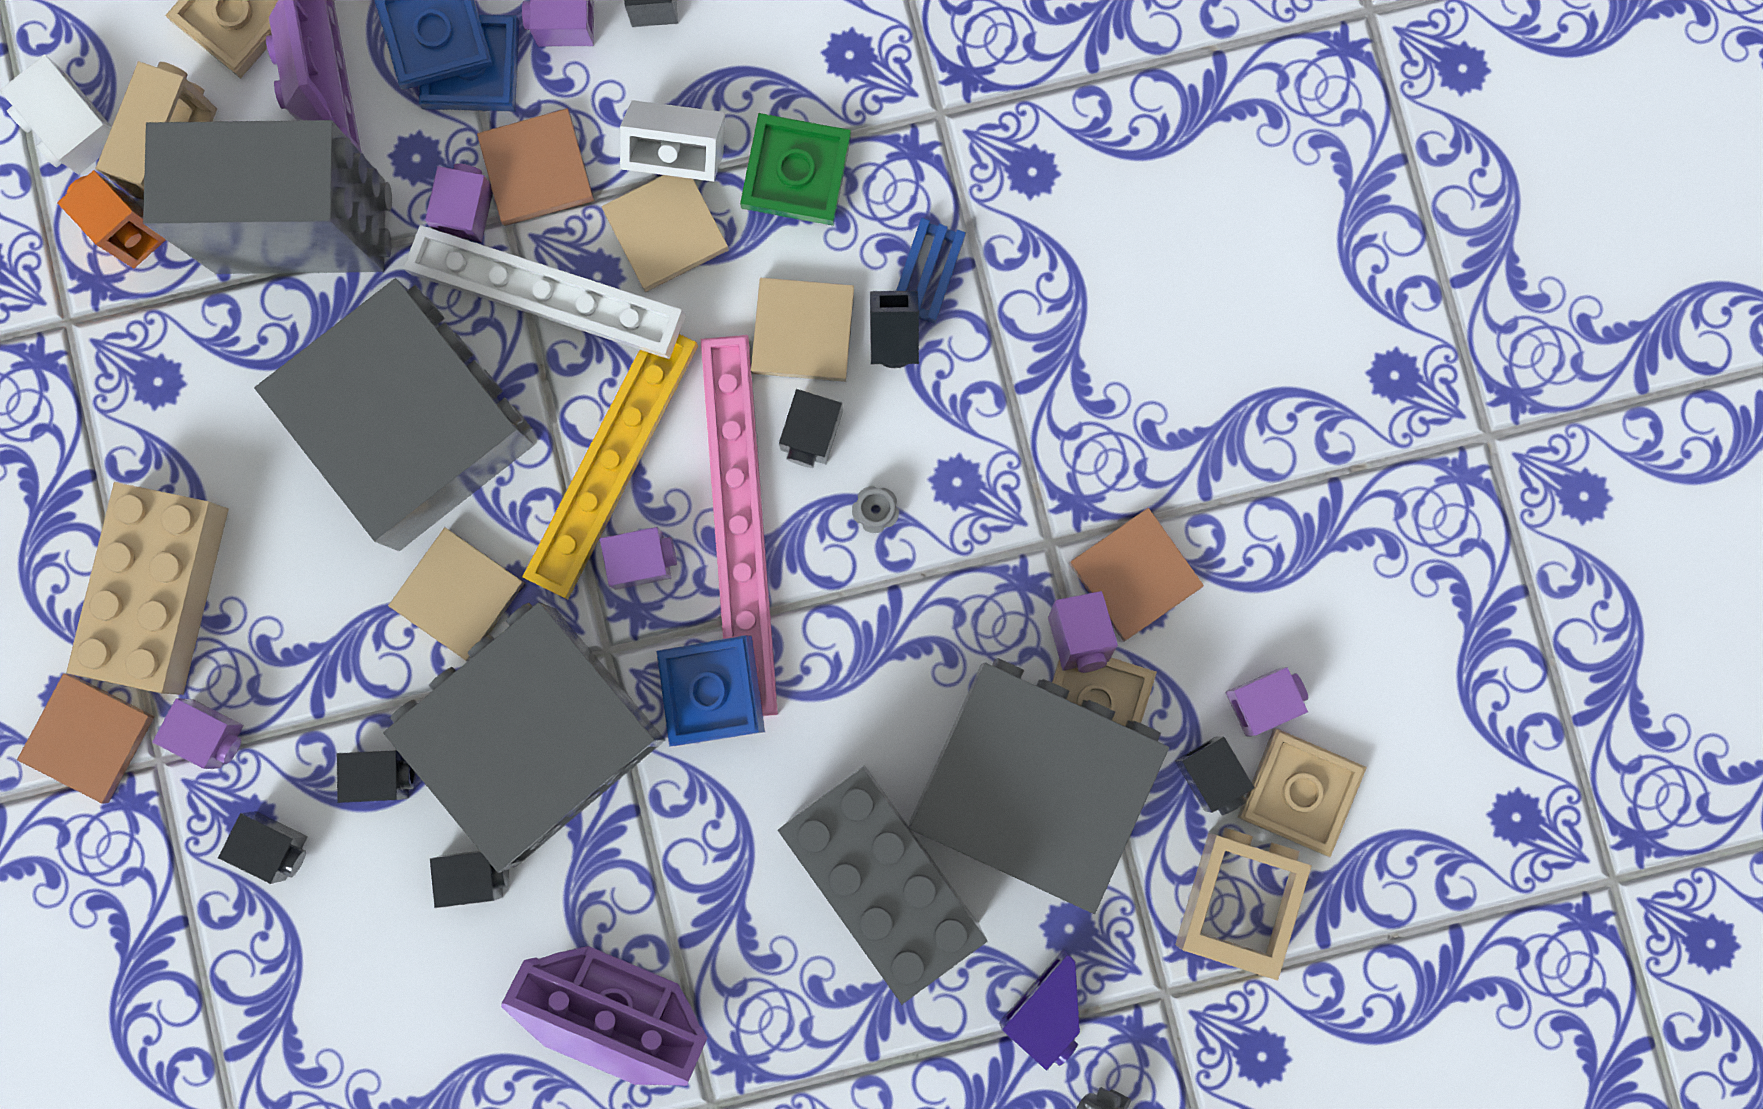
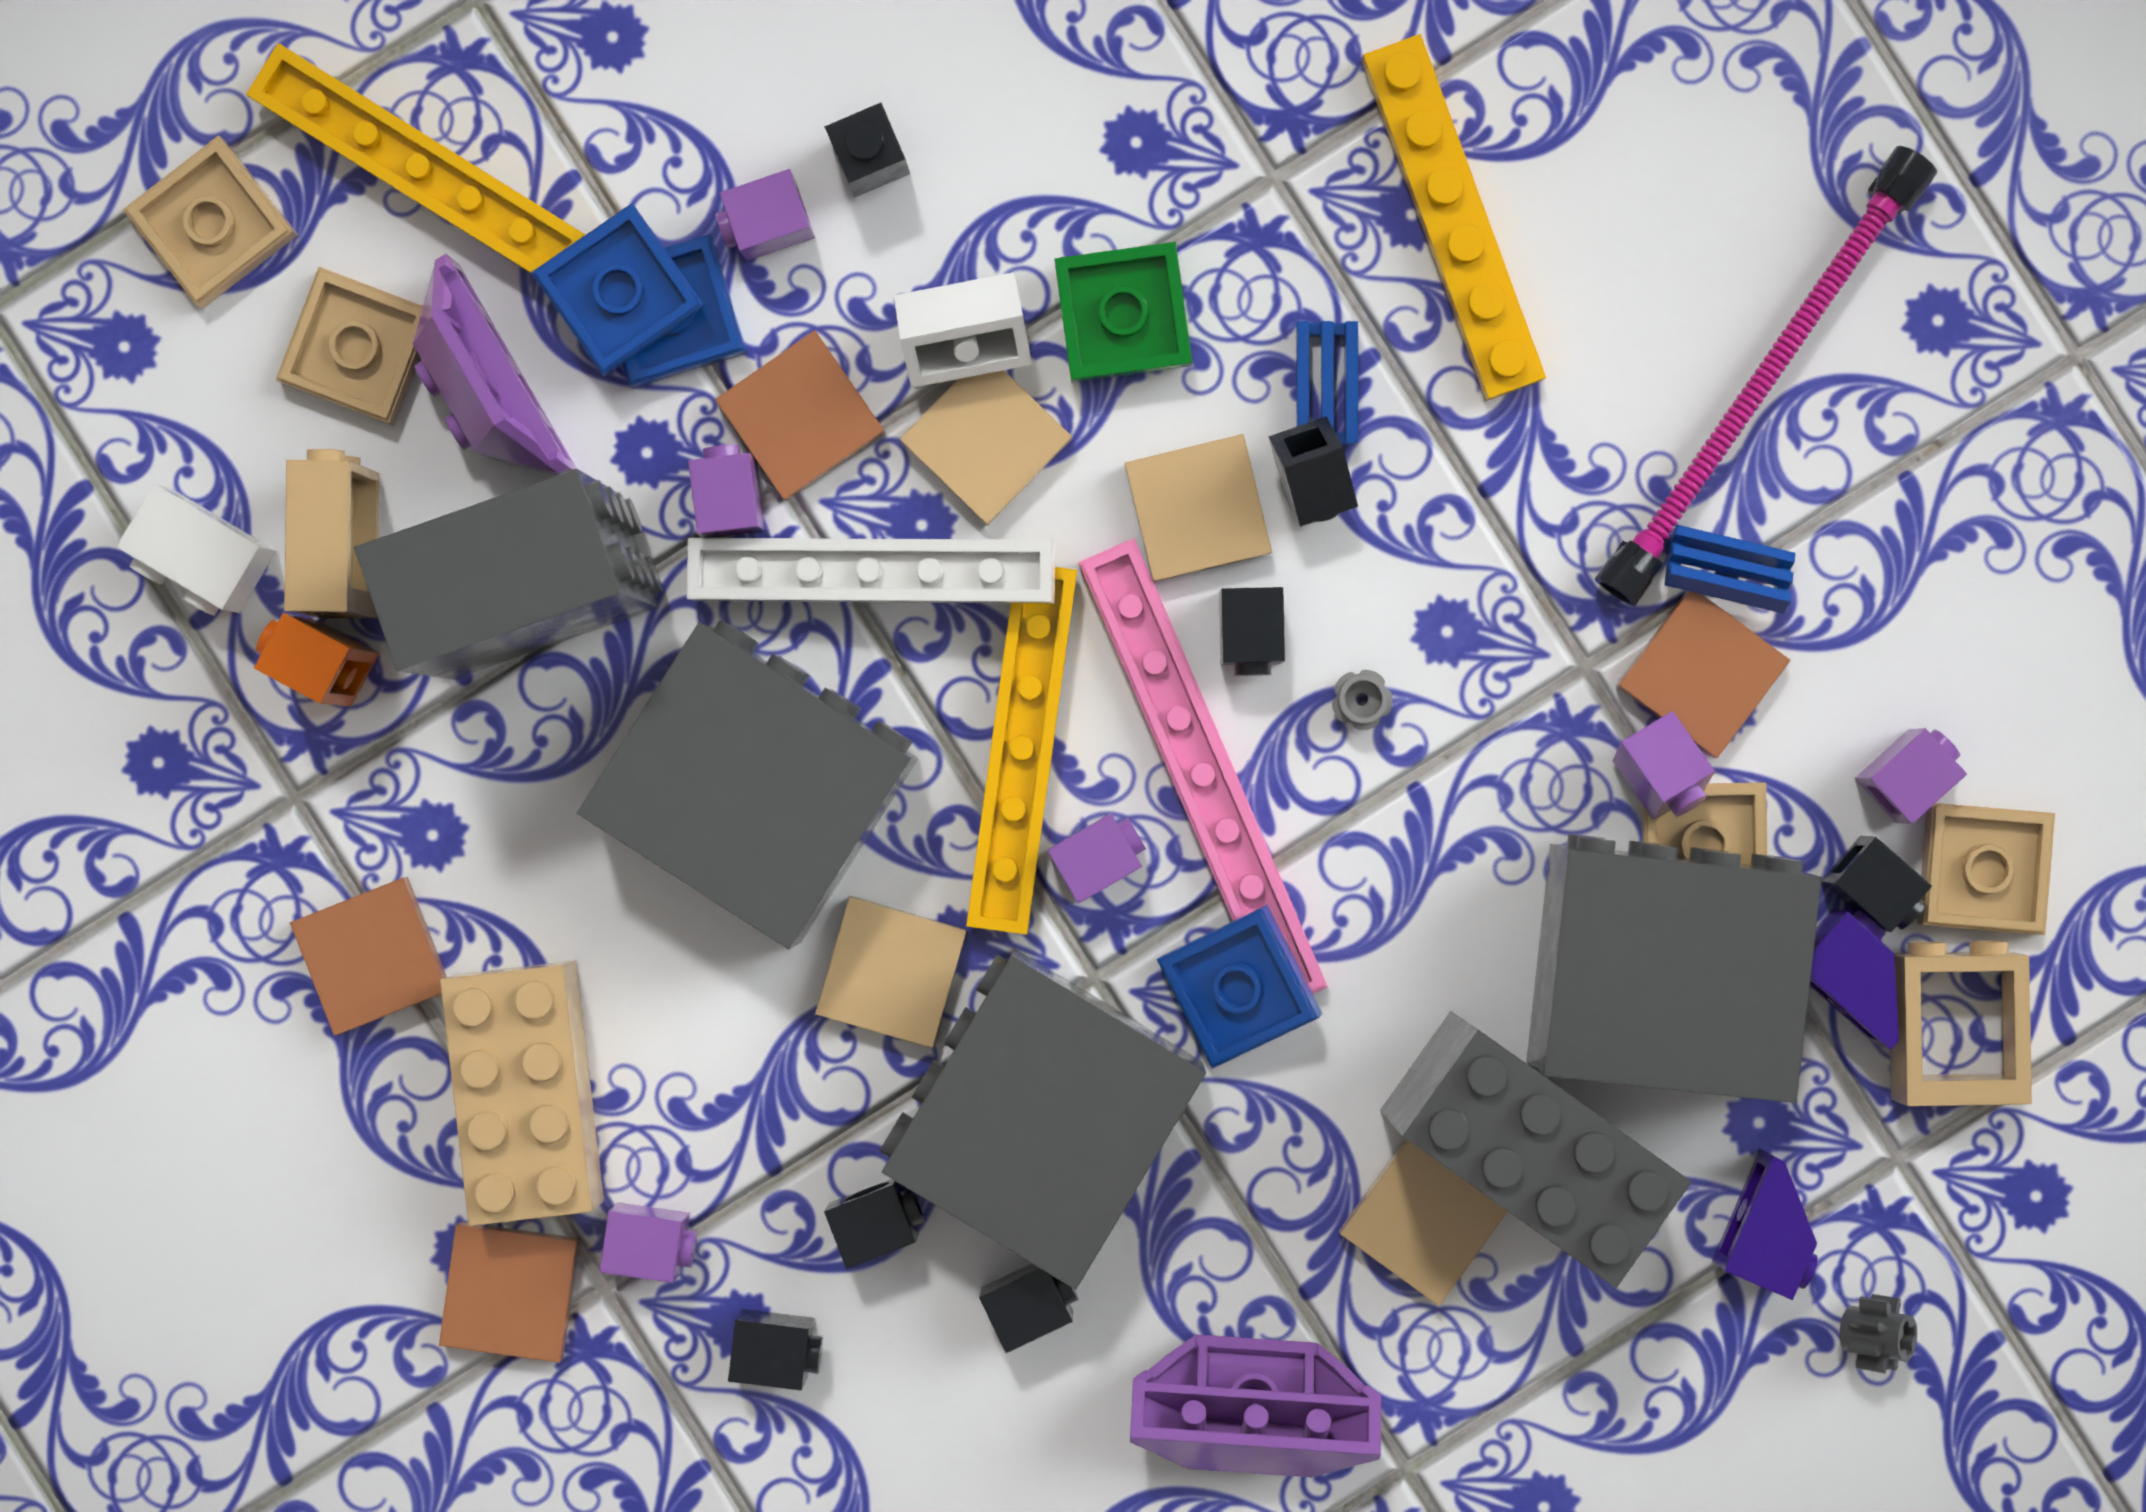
camera: 20 degrees left, 5 degrees up
(76, 452) = (370, 955): none -> nougat tile
(786, 919) = (1422, 1222): none -> tan tile
(1061, 183) = (1453, 217): none -> yellow plate
(1176, 837) = (1857, 974): none -> dark purple slope
(1182, 498) = (1729, 560): none -> blue tile
(1394, 266) = (1895, 189): none -> dark pink hose

